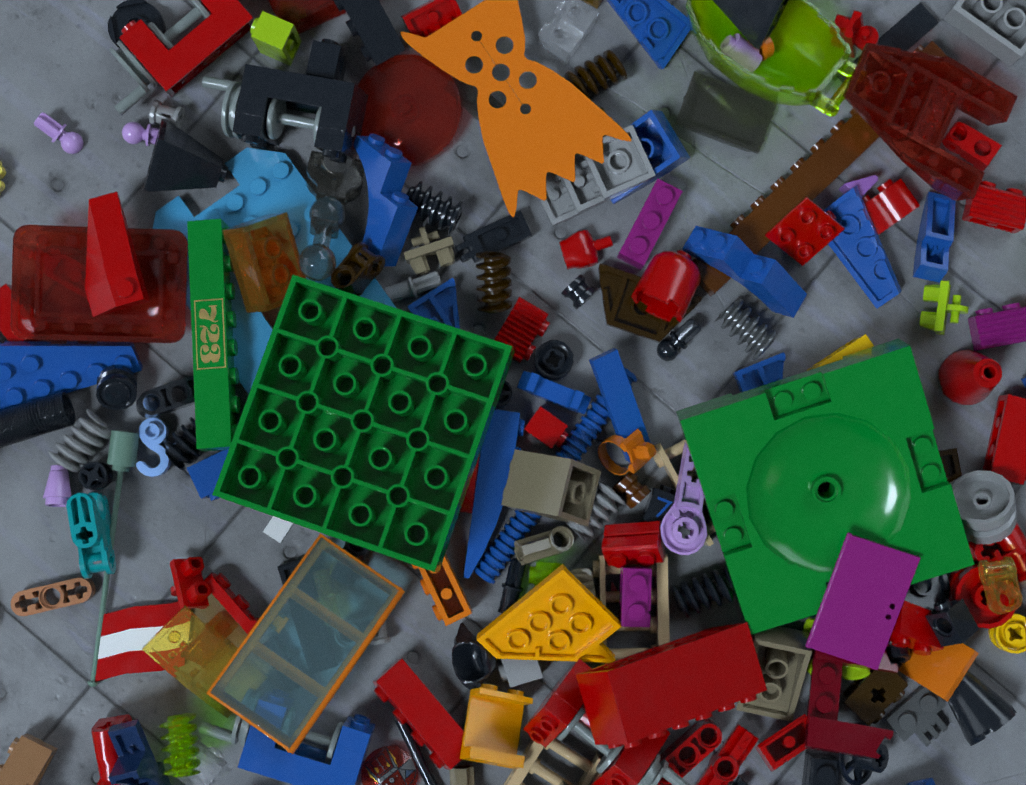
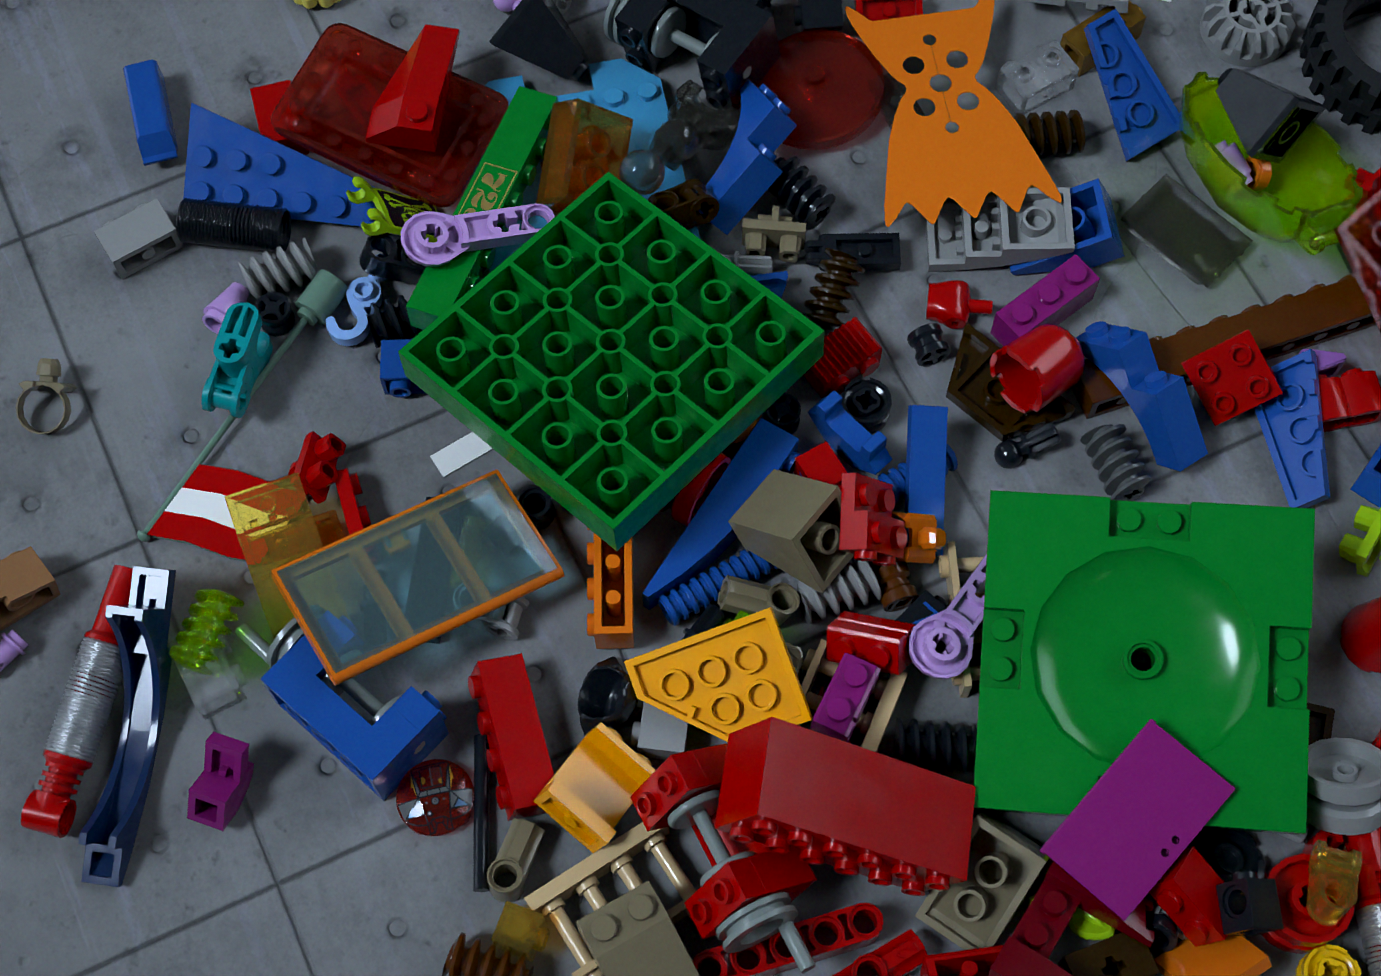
camera: 30 degrees right, 20 degrees down
(46, 606) = (142, 411): nougat beam -> none
(116, 388) = (343, 230): black wheel -> none
(152, 363) = (391, 209): none -> lime flag
(210, 372) = (467, 232): none -> lavender beam
(599, 465) = (868, 521): none -> red plate

